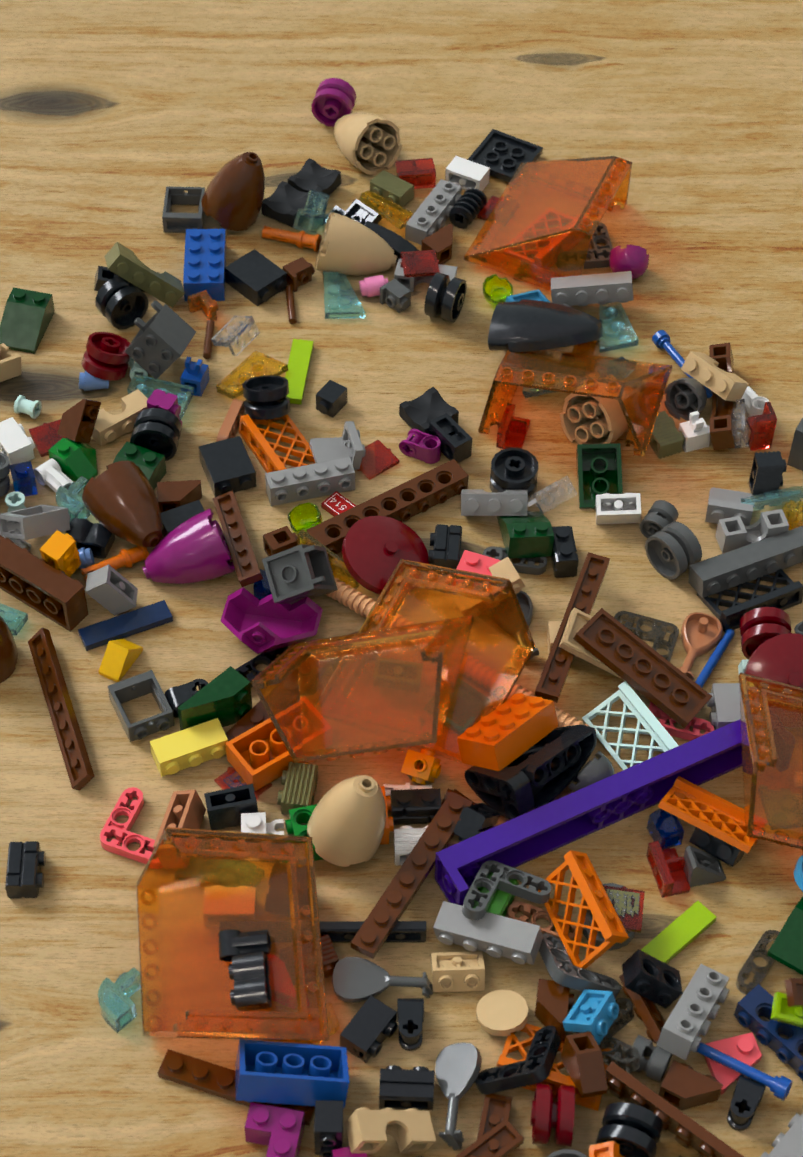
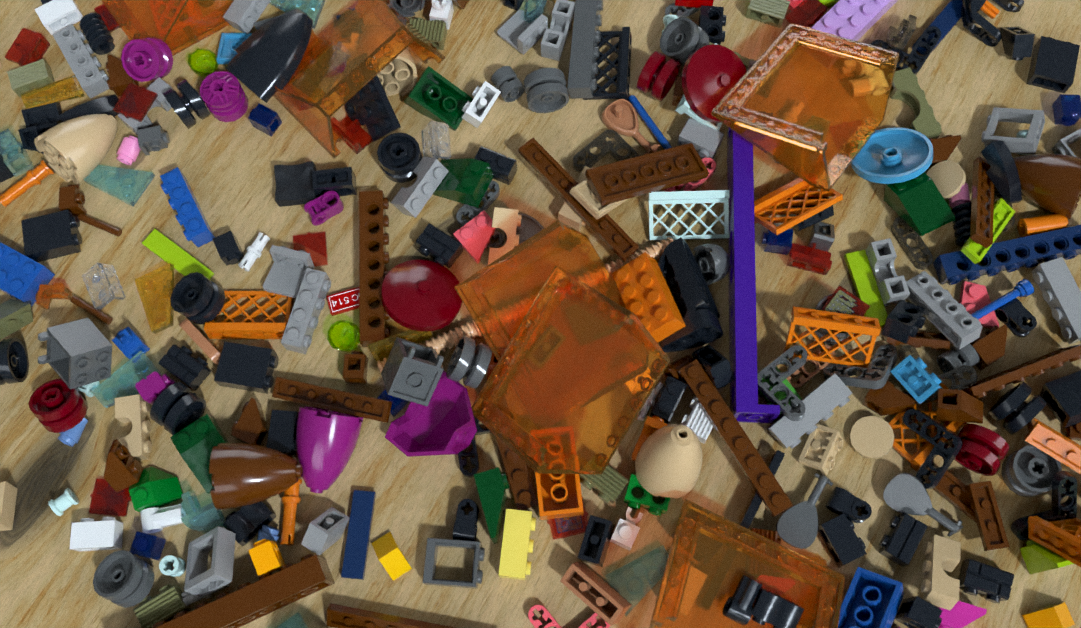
camera: 55 degrees left, 20 degrees up
(199, 424) = (184, 366): none -> black brick
(339, 419) = (253, 252): none -> white pin
(340, 616) = (469, 362): none -> dark grey wheel
(348, 350) = (187, 207): none -> blue brick
(466, 248) = (147, 59): none -> magenta wheel
(472, 319) = (224, 96): none -> magenta wheel
(476, 361) = (265, 119): none -> clear blue brick
(546, 421) = (373, 110): none -> black plate
(712, 936) = (881, 259): none -> light grey arch

